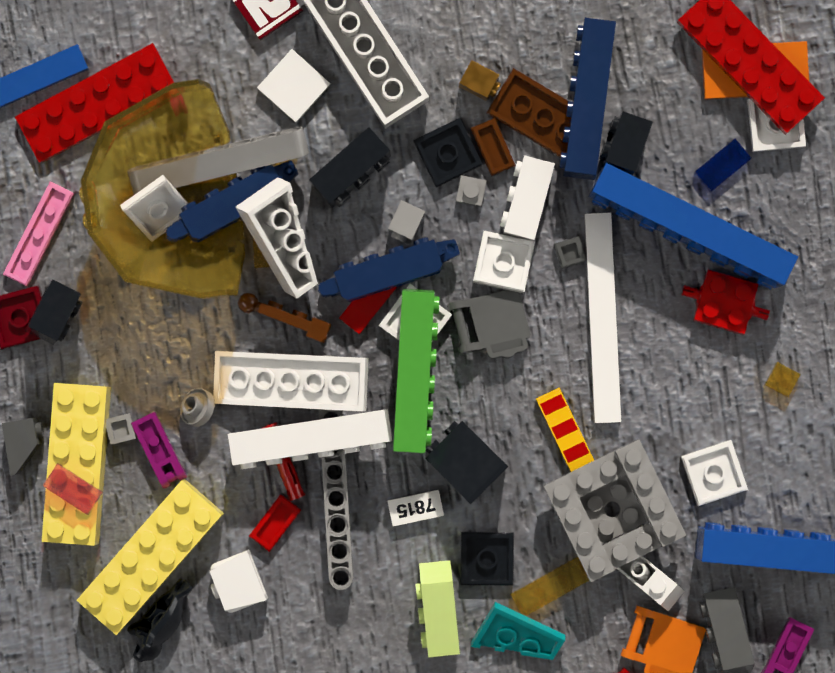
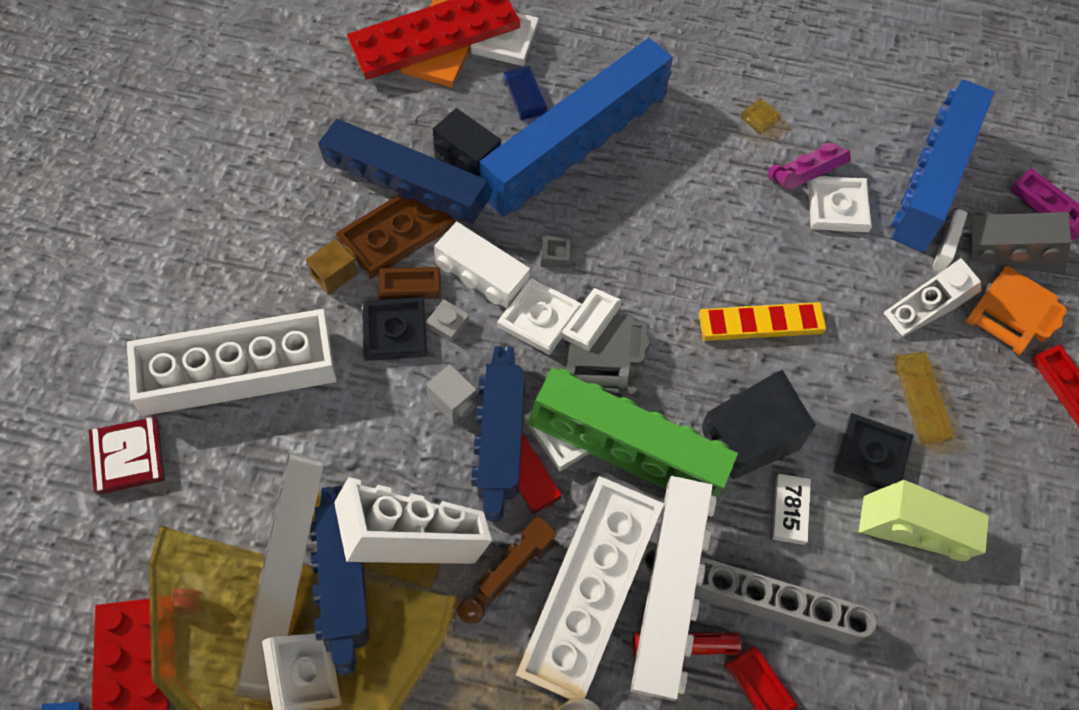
camera: 75 degrees left, 25 degrees down
(294, 86) = (237, 461): white tile -> none
(351, 168) = (365, 423): black brick -> none
(512, 631) = (971, 448): teal wing -> none
(514, 304) = (591, 319): none -> white tile
(602, 317) = (640, 246): white tile -> none
(632, 483) = (844, 270): light grey piece -> none
(703, 574) = (949, 240): none -> white tile
(725, 302) = (664, 134): red plate -> none
(739, 437) = (809, 166): none -> magenta plate

